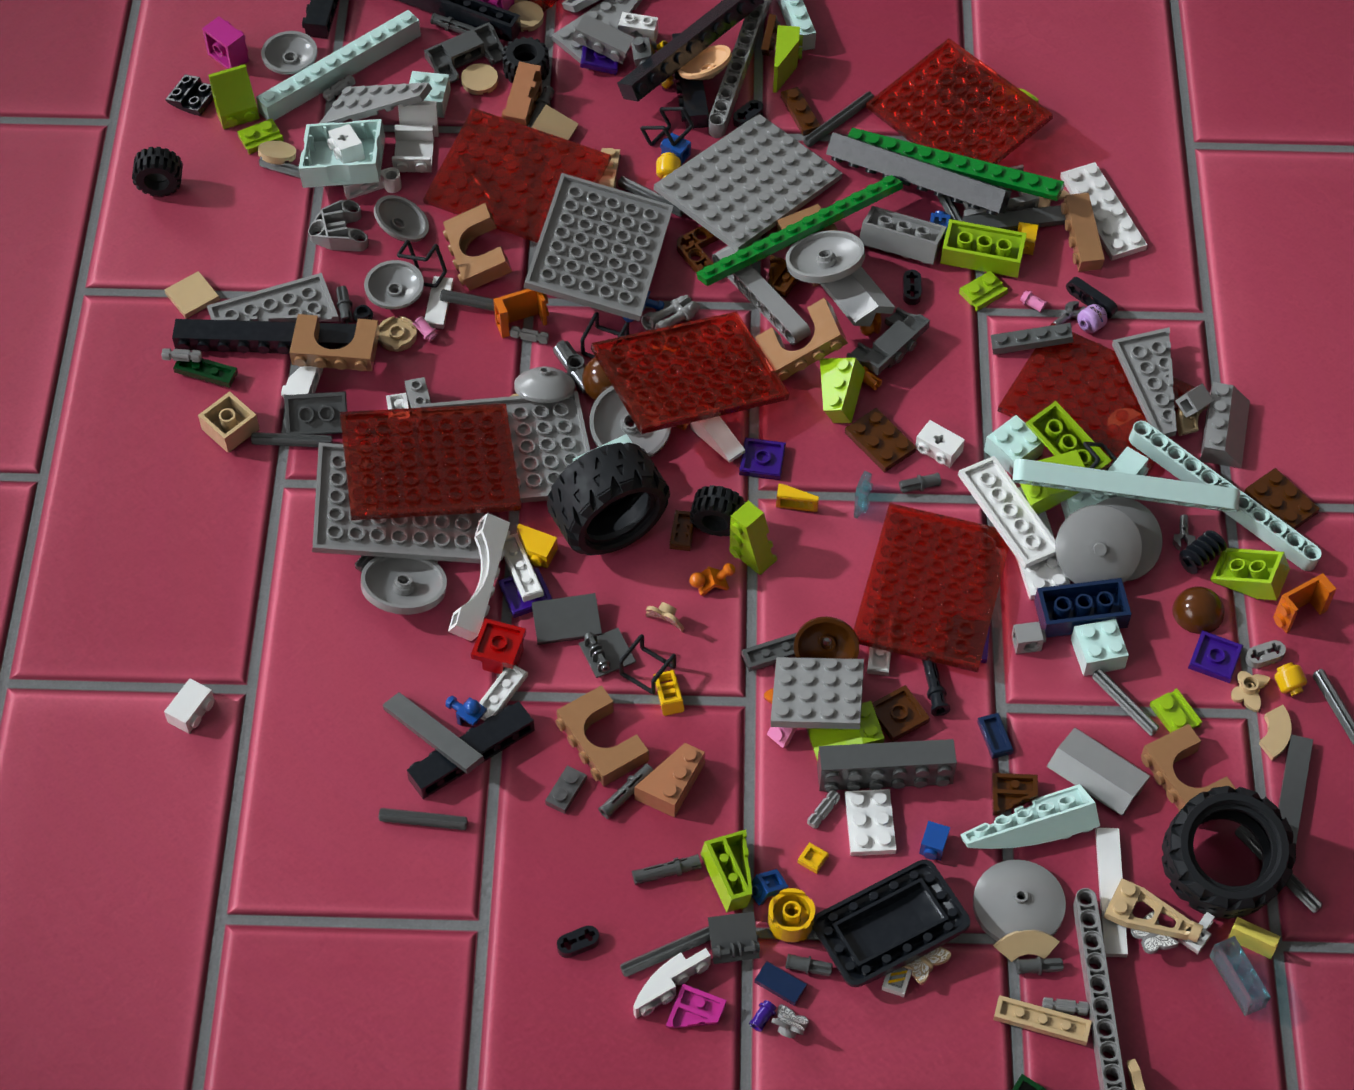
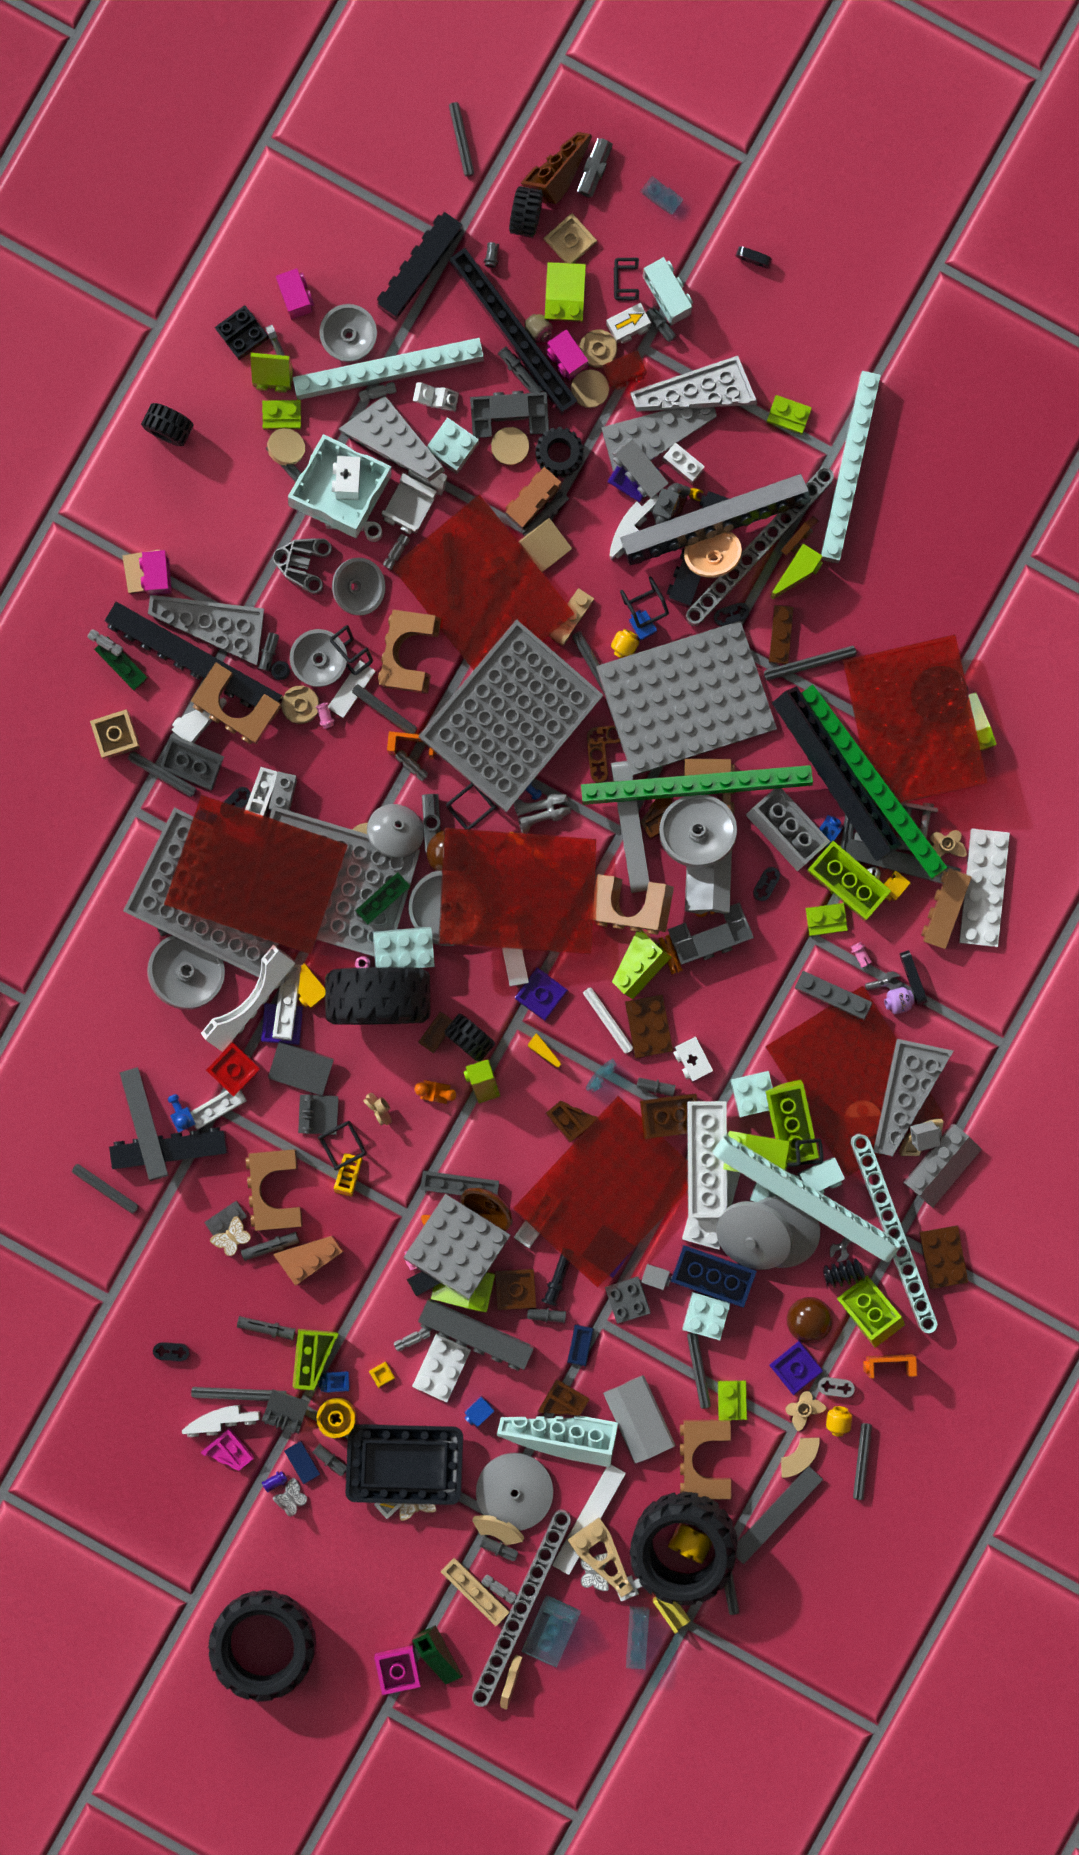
camera: 30 degrees right, 30 degrees up
(203, 278) = (156, 572): none -> dark pink brick
(397, 71) = (435, 397): none -> white slope
(421, 188) = (396, 551): none -> light grey axle
(564, 437) = (382, 898): none -> dark green plate
(582, 798) = (232, 1237): none -> animal
(617, 103) = (635, 516): none -> white slope
(804, 746) = (421, 1282): none -> black slope
(839, 451) = (608, 1020): none -> white axle
(855, 545) = (570, 1120): none -> reddish brown wing
(945, 496) = (665, 1115): none -> reddish brown plate
(945, 722) = (546, 1315): none -> dark grey axle
(1015, 670) = (627, 1300): none -> dark grey hinge
(1147, 1019) = (551, 1631): none -> clear light blue slope
(1229, 853) = (690, 1542): none -> yellow brick

